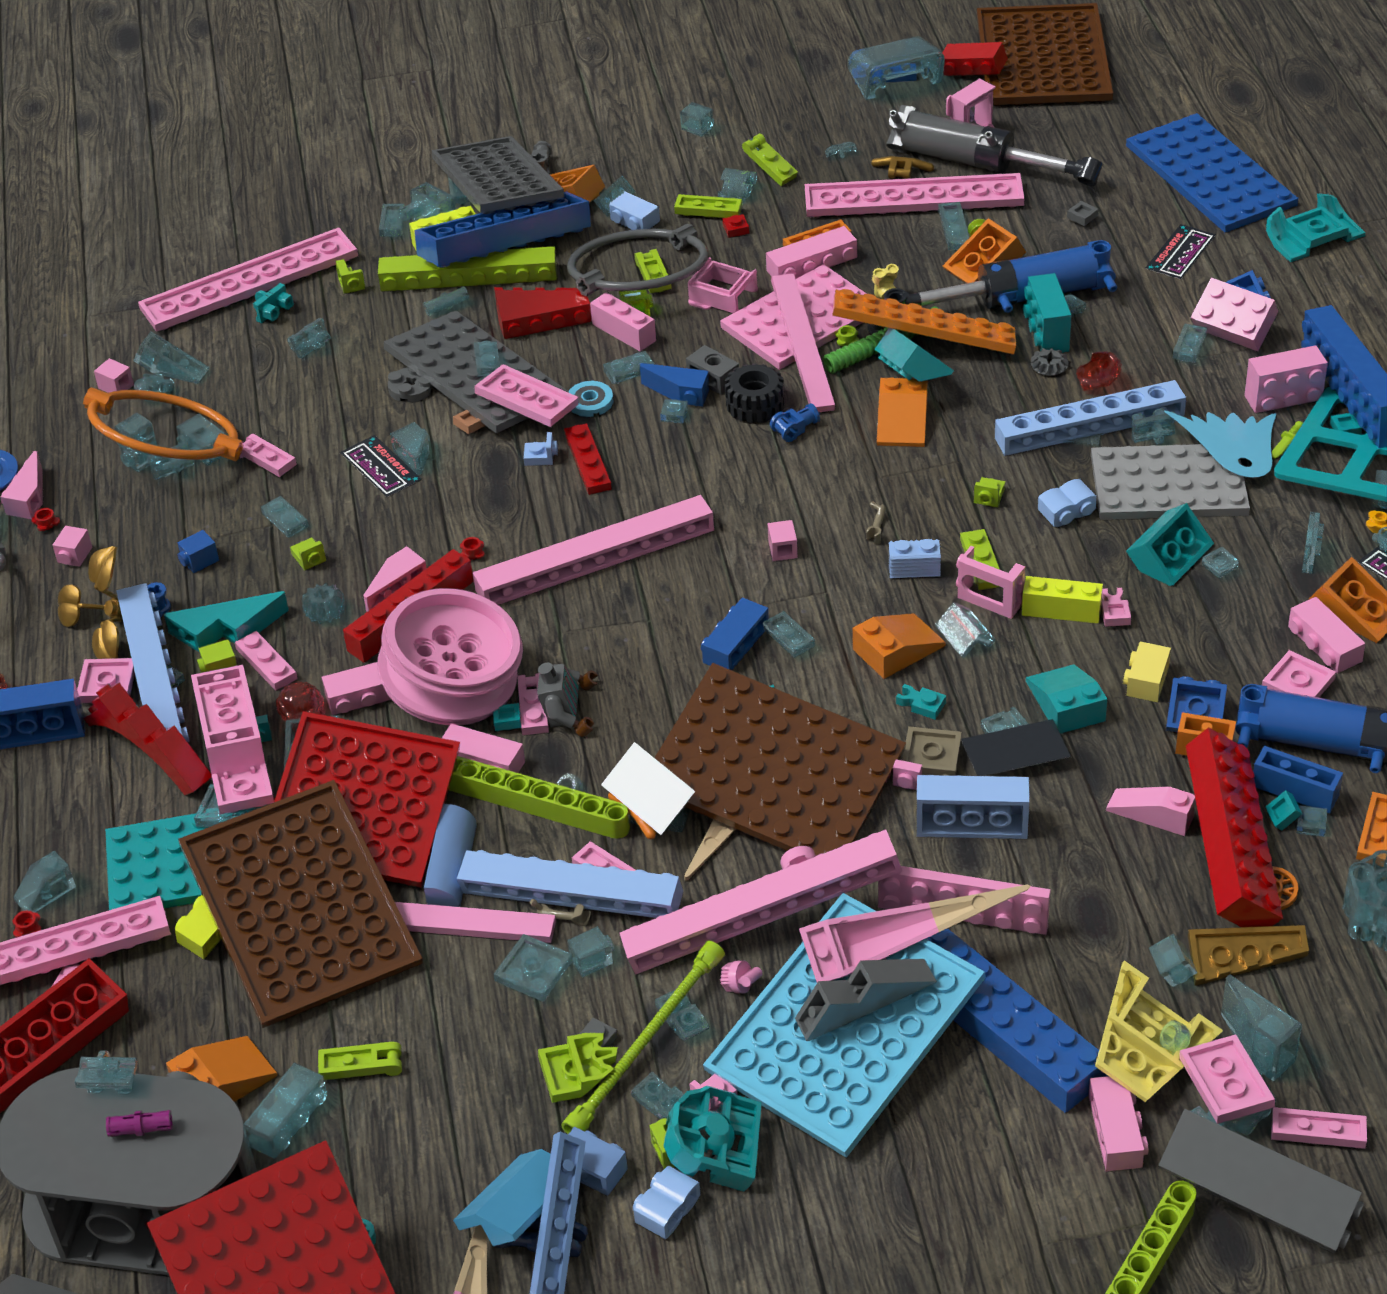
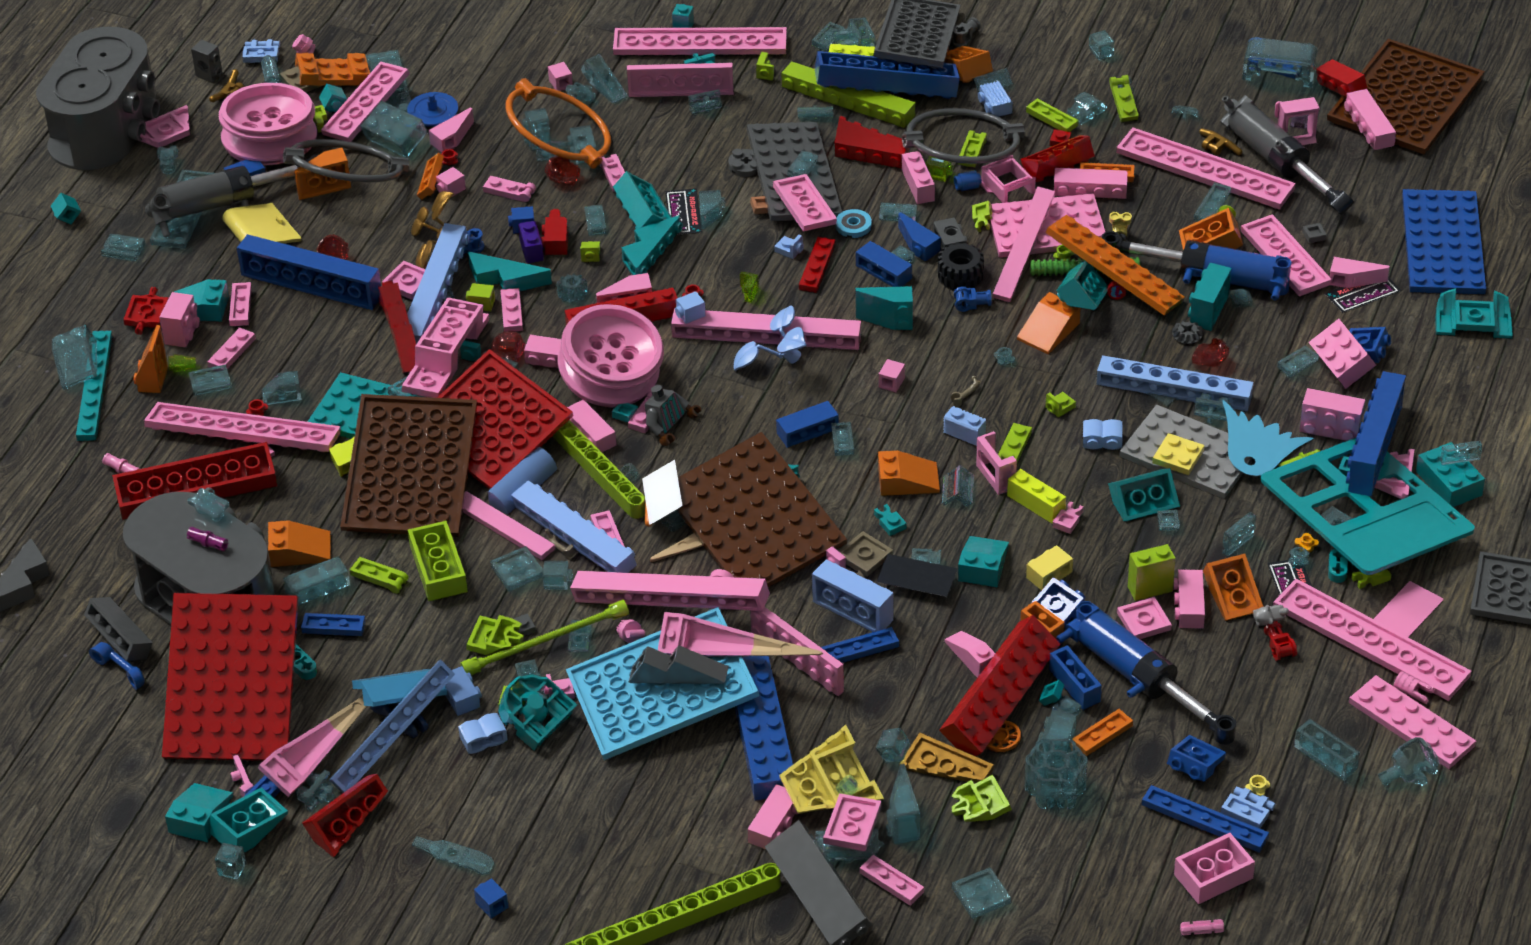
camera: 30 degrees right, 0 degrees up
(39, 549) = (429, 180): none -> orange plate
(150, 524) = (509, 189): none -> bright pink plate
(202, 477) = (562, 170): none -> clear red hair
(209, 259) = (683, 16): none -> teal brick
(229, 572) = (530, 242): none -> dark purple brick
(252, 550) = (555, 234): none -> red hinge
(264, 325) = (679, 79): none -> bright pink plate
(332, 477) = (640, 200): none -> teal slope
(365, 1150) = (333, 624): none -> blue plate
(374, 518) = (650, 244): none -> teal slope
(428, 1006) = (437, 560): none -> lime brick
(497, 561) = (690, 307): none -> light blue brick
(531, 508) = (749, 284): none -> clear neon green bracket
(658, 543) = (787, 347): none -> light blue plant
(666, 427) = (883, 265): none -> blue brick
(678, 304) = (967, 180): none -> blue brick
(715, 467) = (886, 306): none -> teal slope
(726, 332) = (981, 214): none -> lime plate
(758, 239) = (1058, 156): none -> red wedge
(883, 467) = (1004, 356): none -> clear light blue plate
(940, 349) = (1115, 290): none -> red tile
(1029, 855) = (863, 645): none -> blue plate
(1039, 84) = (1370, 119): none -> bright pink brick
(1049, 235) = (1273, 239): none -> bright pink plate
(1160, 235) = (1355, 273): none -> bright pink slope
(1169, 487) = (1178, 454): none -> light yellow plate
(1270, 623) = (1151, 572): none -> lime brick
(1327, 975) = (980, 800): none -> lime plate
(1333, 851) = (1059, 725): none -> clear light blue brick

